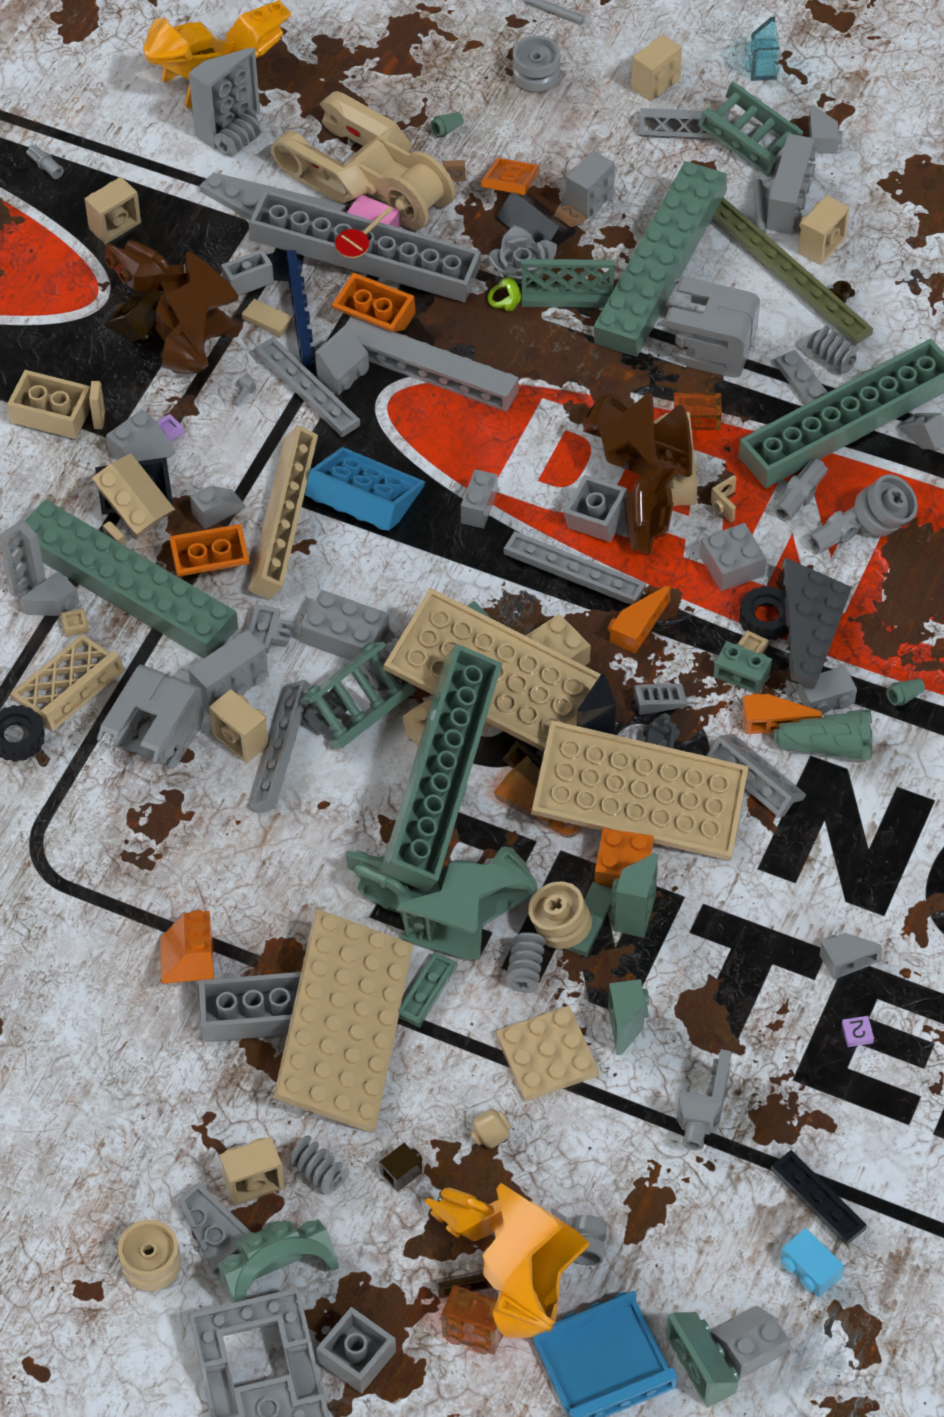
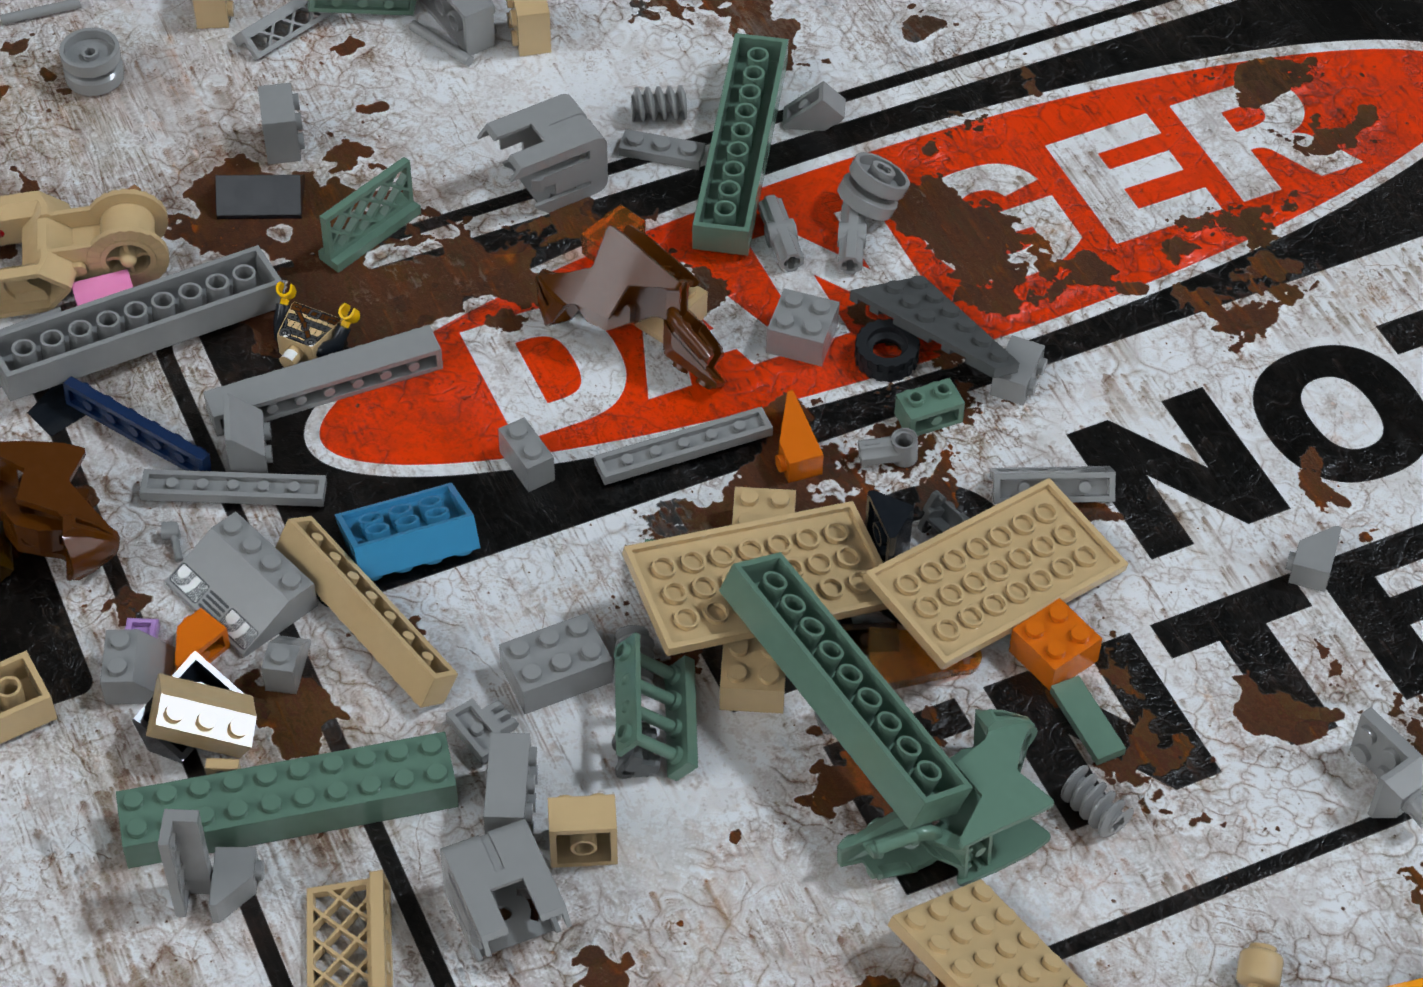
camera: 50 degrees left, 5 degrees down
(74, 622) = (282, 885): tan tile -> none
(97, 405) = (50, 664): tan tile -> none
(185, 456) = (200, 634): none -> orange slope
(209, 550) = (343, 703): orange slope -> none
(244, 445) = (243, 584): none -> light grey slope
(248, 272) = (49, 422): light grey brick -> none
(267, 317) = (111, 460): tan tile -> none
(280, 747) = (638, 818): light grey plate -> none
(355, 243) = (132, 321): red piece -> none
(375, 303) = (211, 362): orange slope -> none
(427, 989) = (1041, 906): sand green tile -> none
(444, 124) = (66, 172): sand green cone -> none
(452, 326) = (307, 332): none -> torso
(509, 302) = (328, 273): lime piece -> none
(510, 176) = (193, 168): orange tile -> none
(519, 245) = (295, 229): light grey brick -> none
(547, 1053) = (1207, 863): tan plate -> none
(560, 915) = (1074, 732): tan wheel -> none
(569, 216) = (287, 165): medium nougat tile -> none
(596, 508) = (642, 377): light grey brick -> none
(627, 1012) = (1236, 764): sand green slope -> none
(635, 896) = (1124, 658): sand green slope -> none
(650, 690) = (904, 492): light grey slope -> none
(660, 259) = (424, 136): sand green brick -> none
(690, 673) = (898, 448): none -> light grey piece
(720, 501) = (734, 292): tan bracket -> none
(753, 642) = (904, 382): tan tile -> none
(766, 712) = (1004, 422): orange slope -> none
(792, 273) = (531, 72): olive plate -> none
(831, 735) = (1077, 395): sand green cone -> none
(842, 290) = (600, 58): dark brown plate -> none
(857, 1031) = (1400, 613): lavender tile -> none
(904, 691) = (1072, 322): sand green cone -> none

